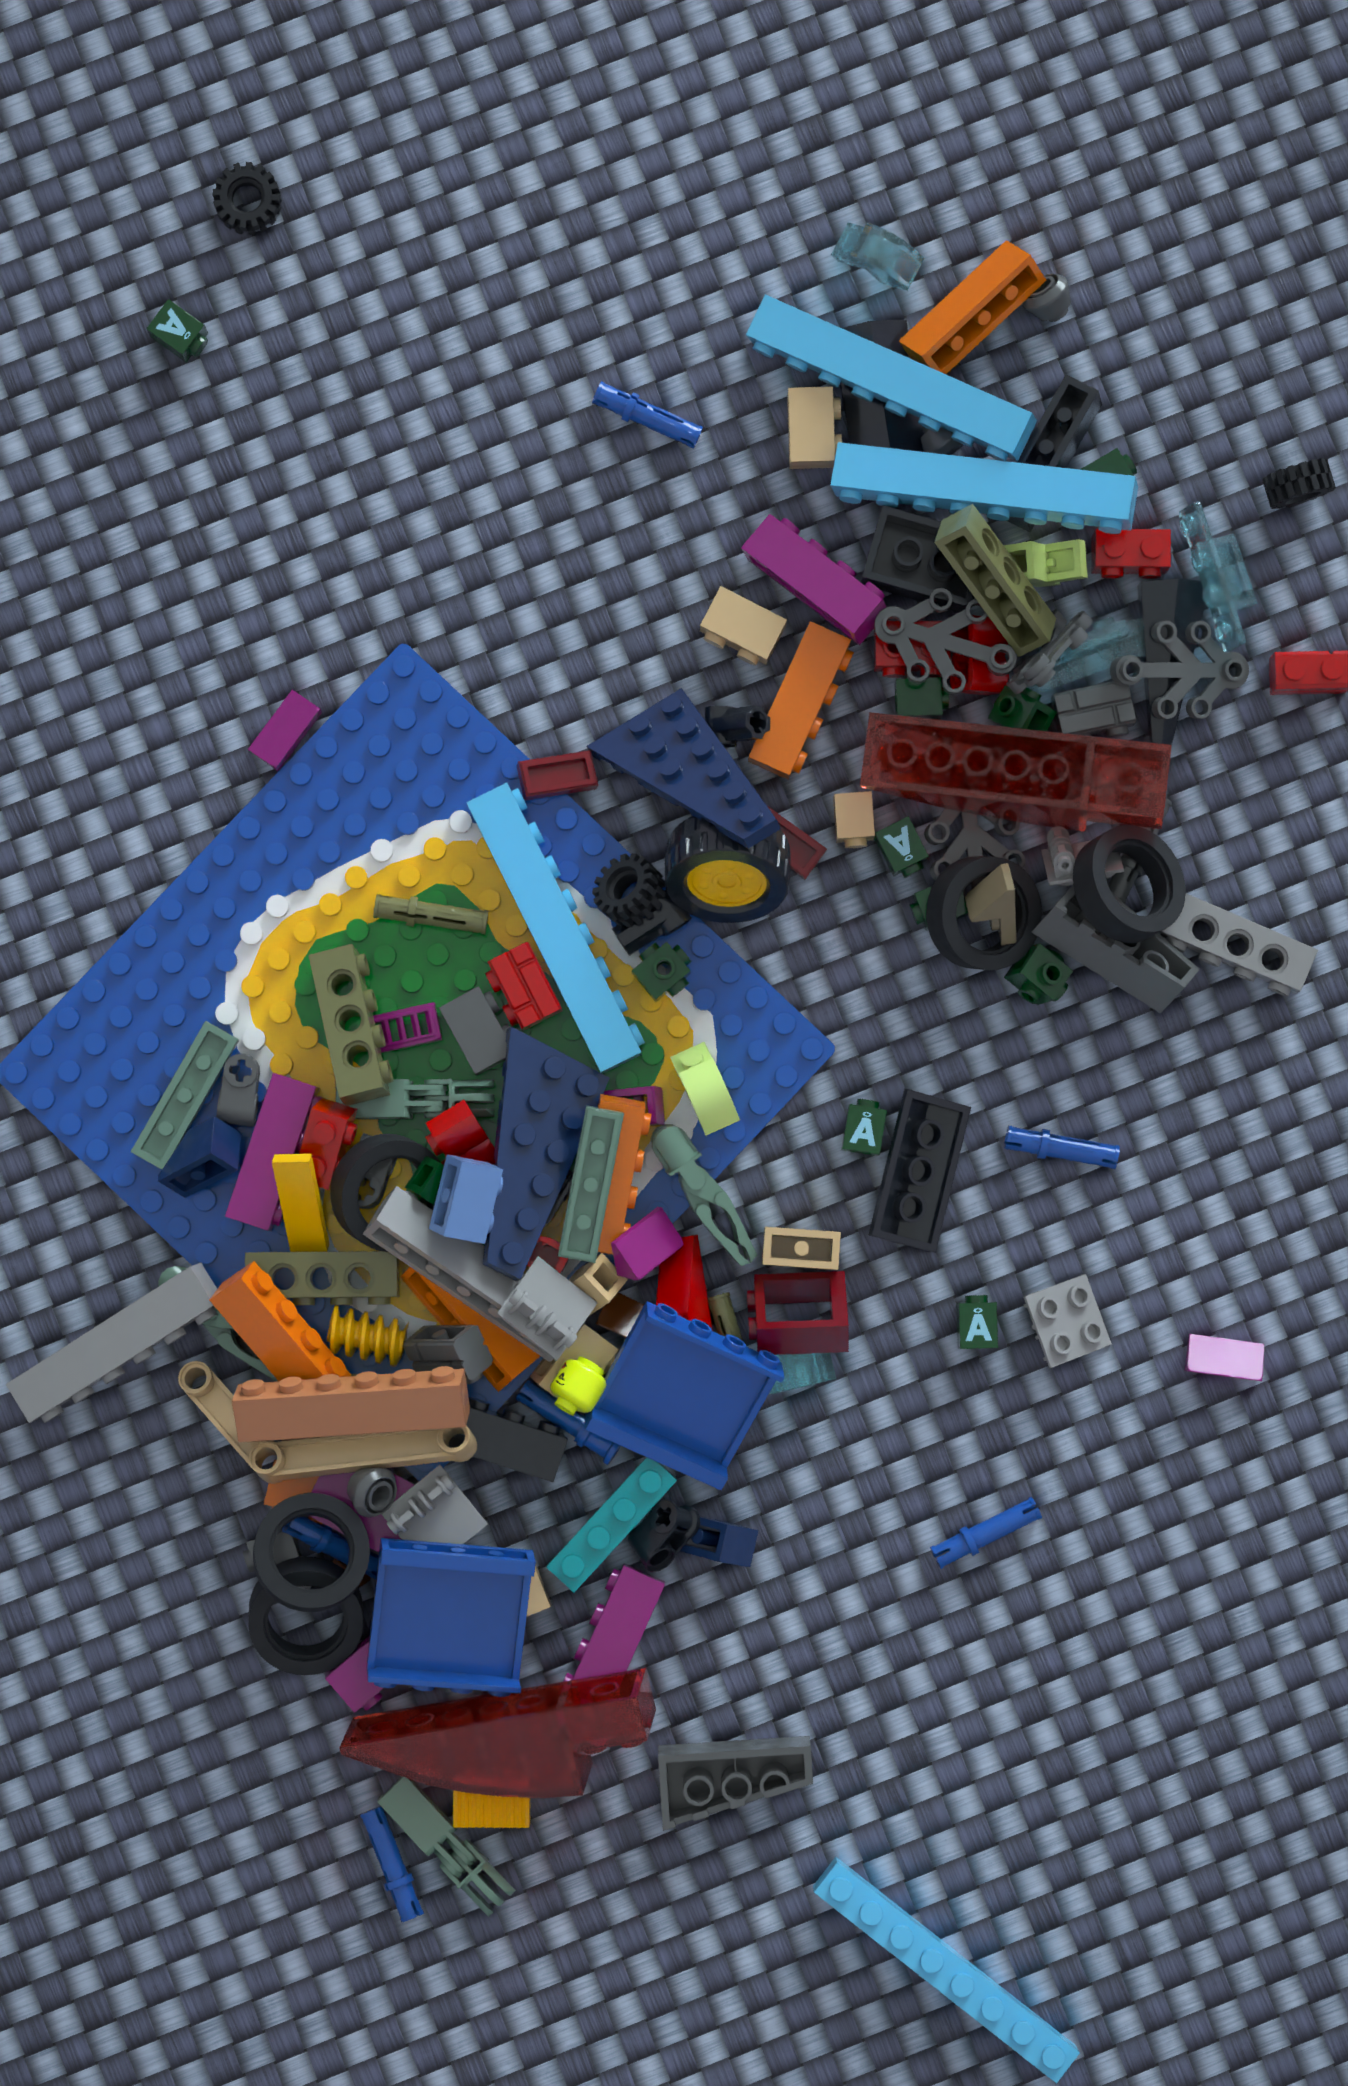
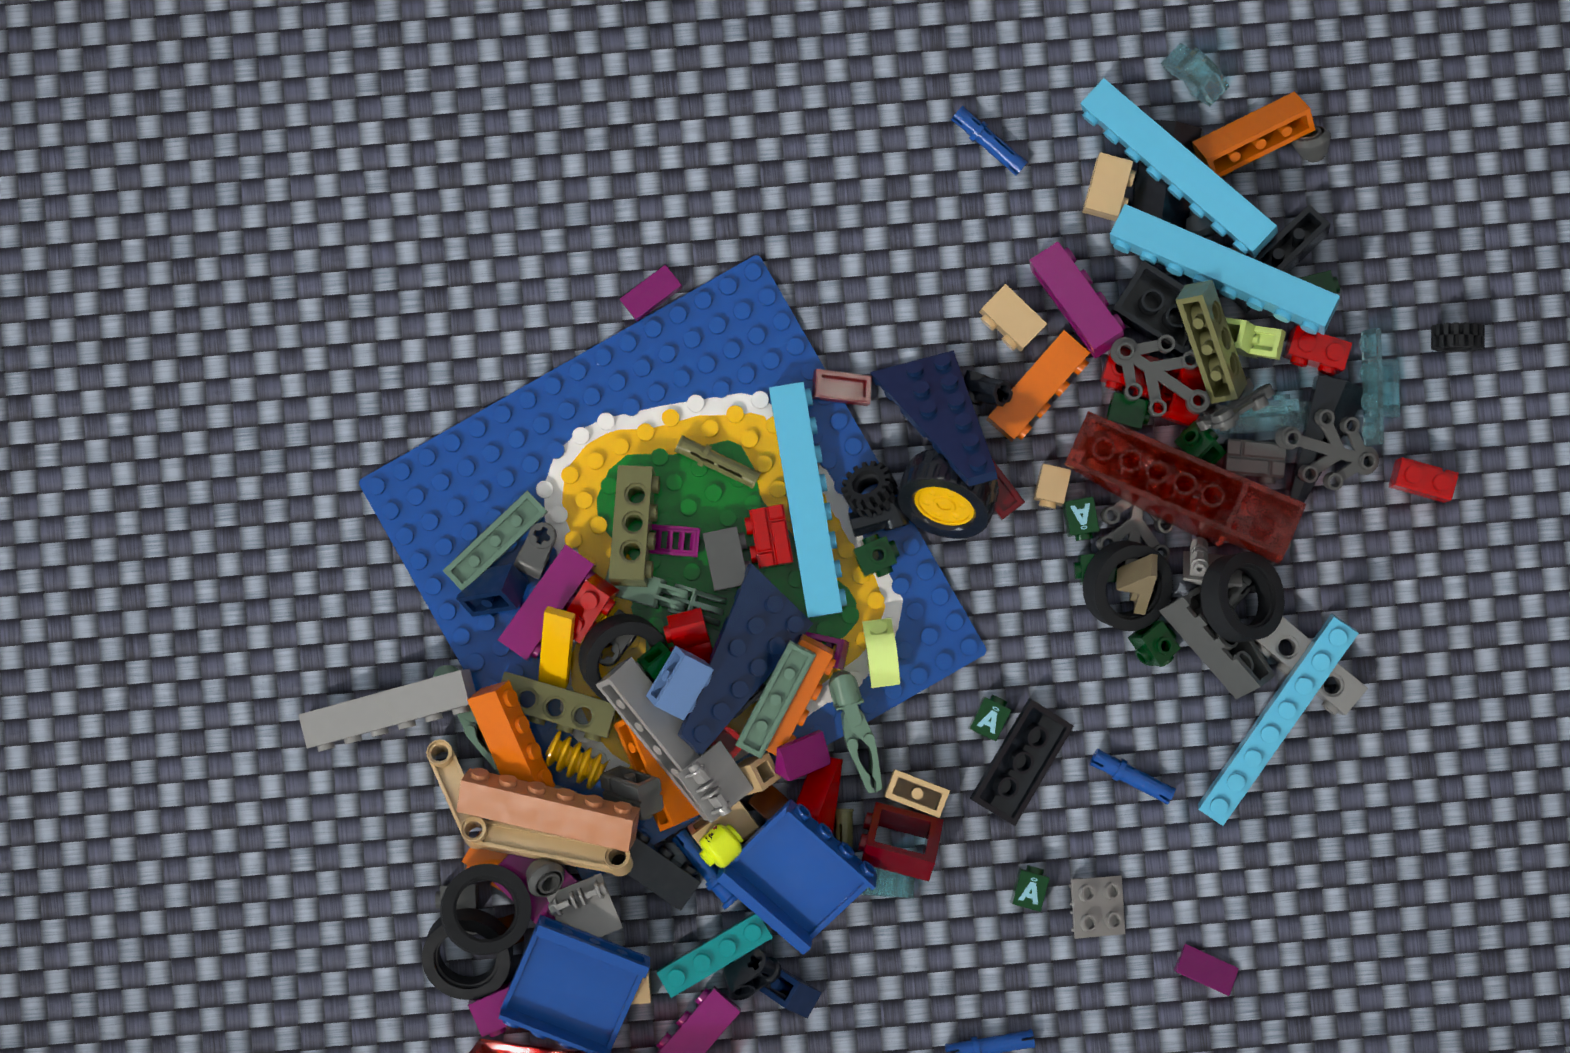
camera: 15 degrees right, 0 degrees up
(324, 1540) = (497, 901): blue pin -> none
(1217, 1021) = (1277, 719): none -> medium azure brick

